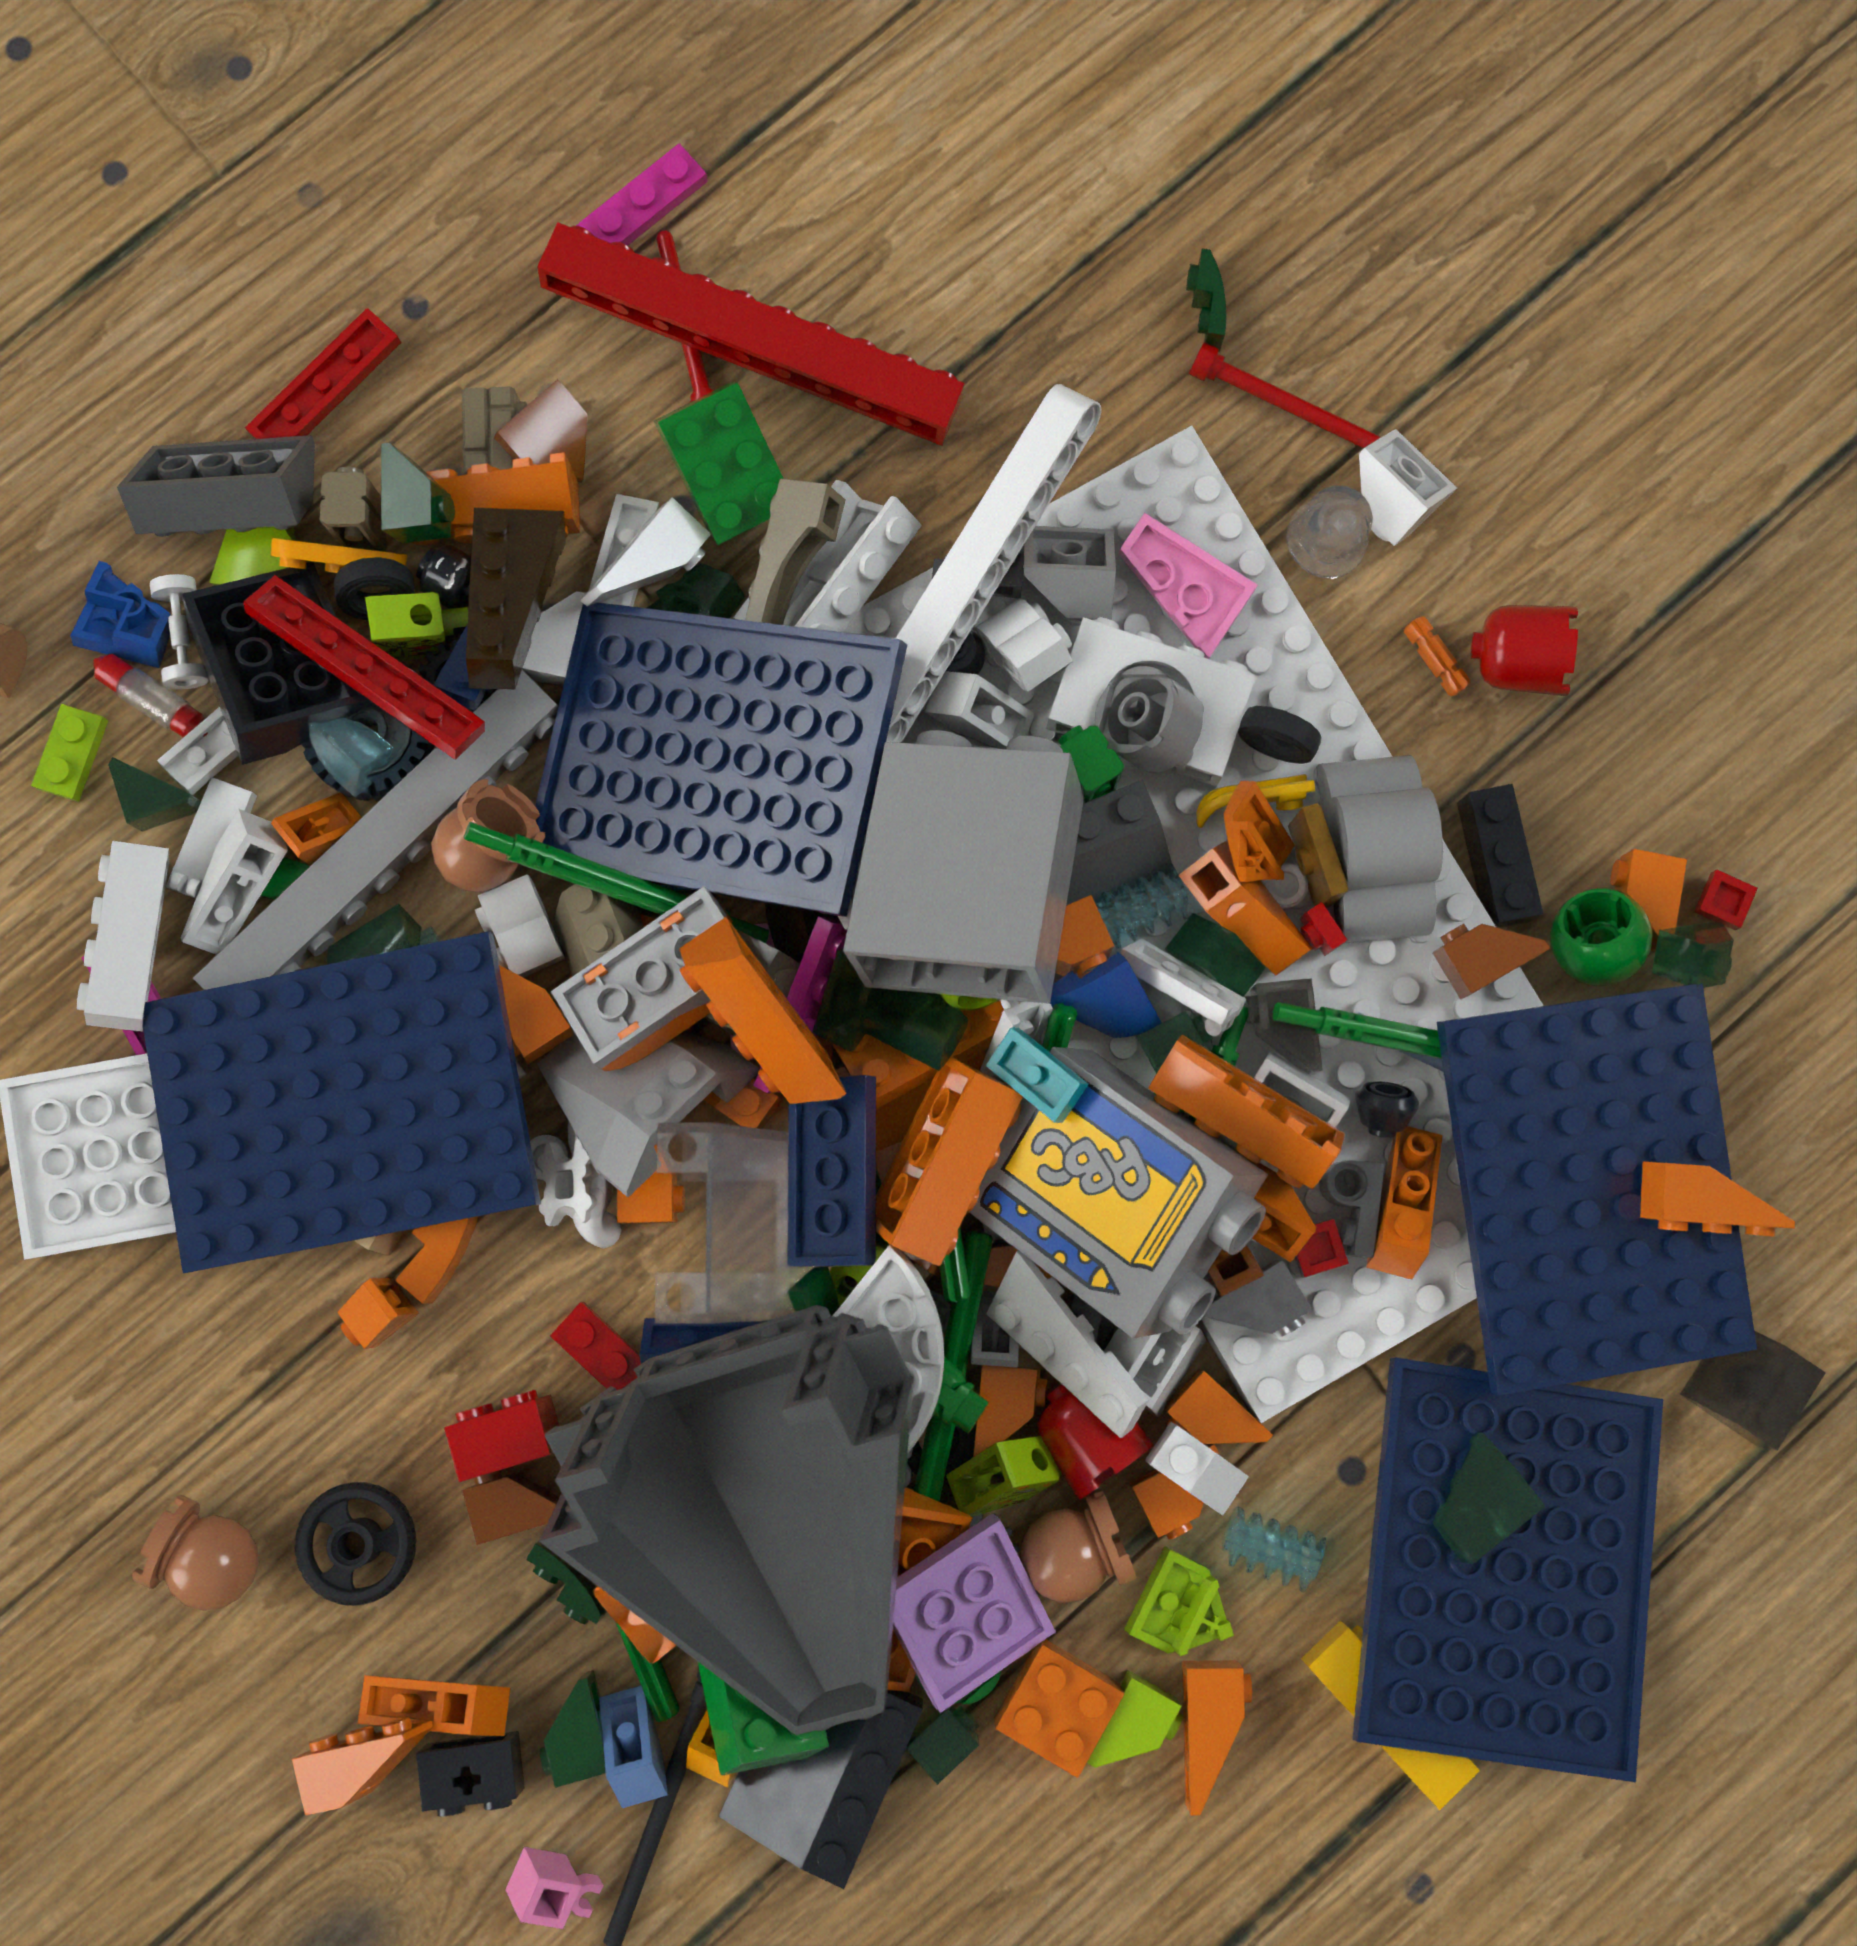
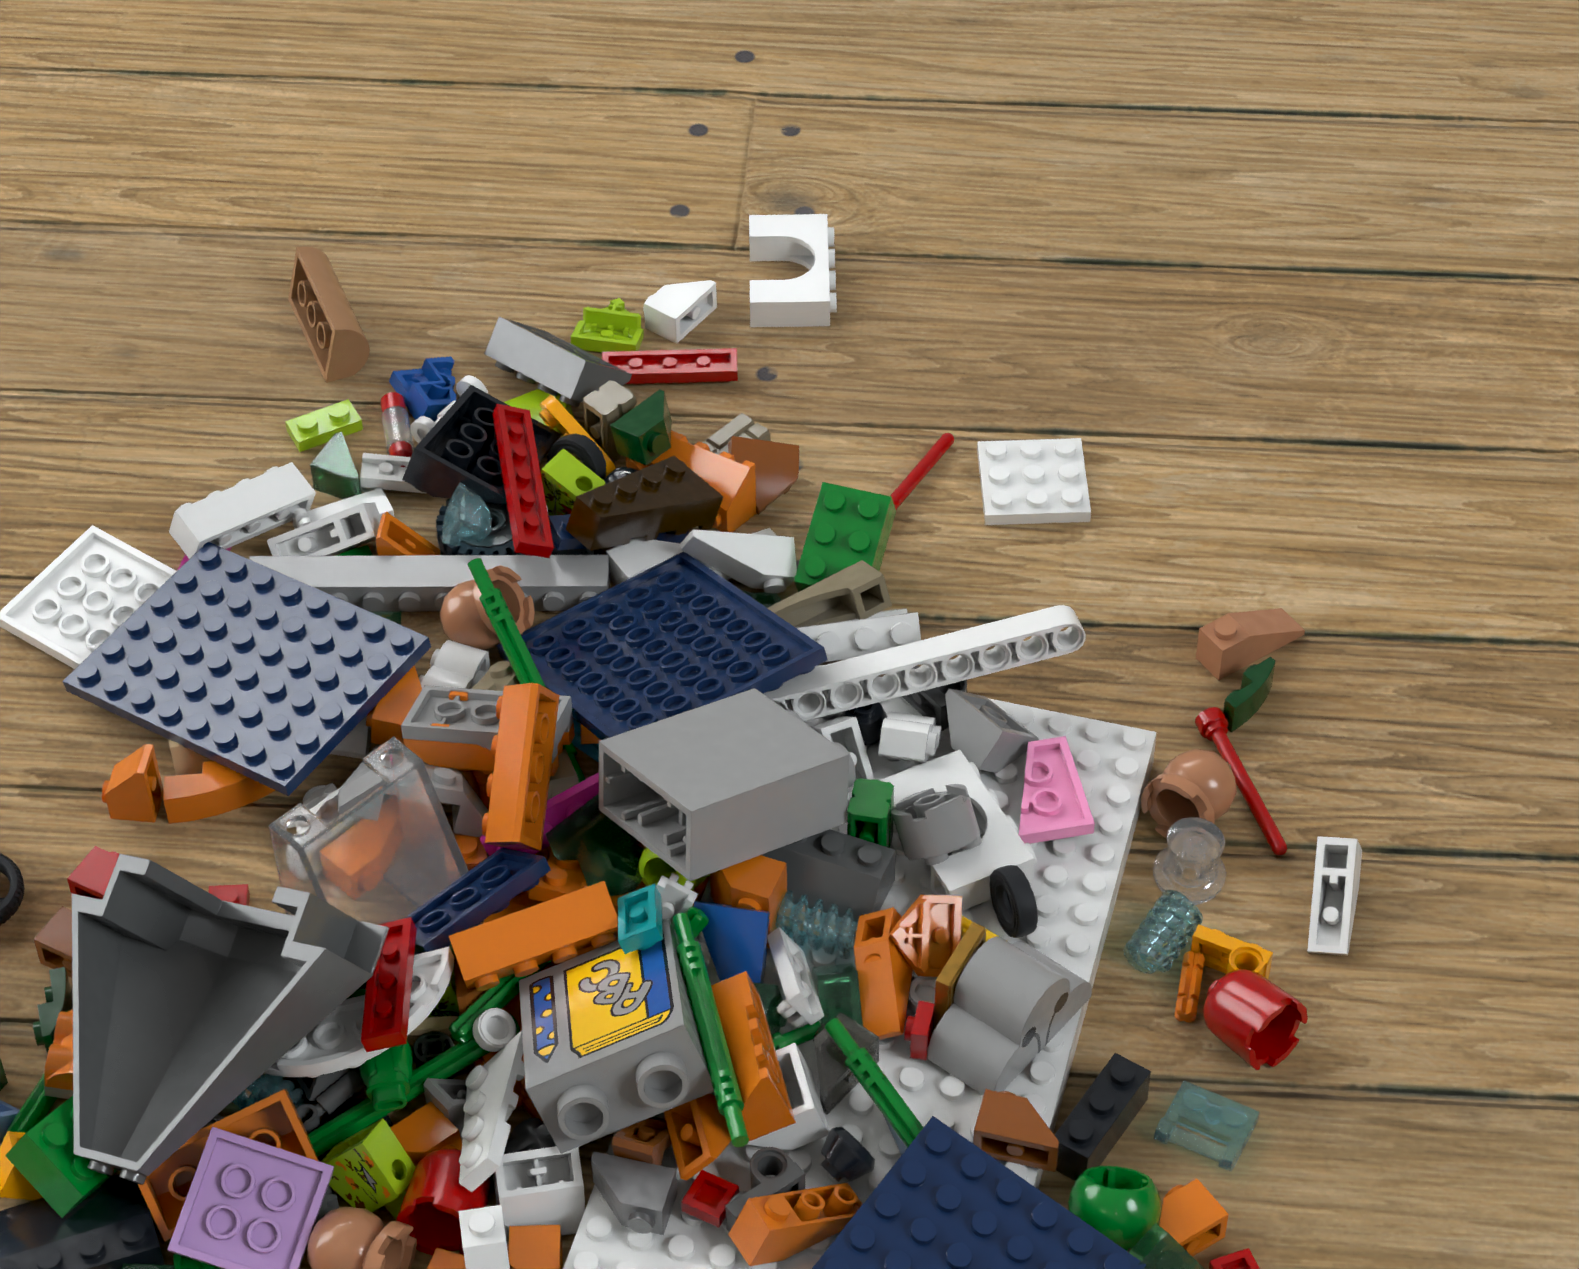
camera: 45 degrees right, 35 degrees down
(215, 390) = (608, 329): none -> lime slope
(257, 306) = (679, 308): none -> white slope
(290, 110) = (799, 300): none -> white arch
(647, 198) = (940, 414): dark pink plate -> none
(750, 333) = (935, 500): red brick -> none
(789, 219) = (1033, 481): none -> white plate
(937, 1380) = (390, 989): none -> red plate
(985, 1266) = (494, 1029): none -> white tile
(1148, 239) = (1243, 639): none -> nougat slope
(1214, 1130) = (710, 1030): none -> green axle
(1276, 461) = (1191, 786): none -> nougat tile
(1376, 625) = (1163, 933): none -> clear light blue piece
(1400, 486) = (1265, 874): white slope -> none
(1431, 600) = (1229, 953): none -> light orange plate
(1472, 458) = (1334, 895): none -> white slope
(1569, 766) = (1209, 1116): none -> clear light blue plate

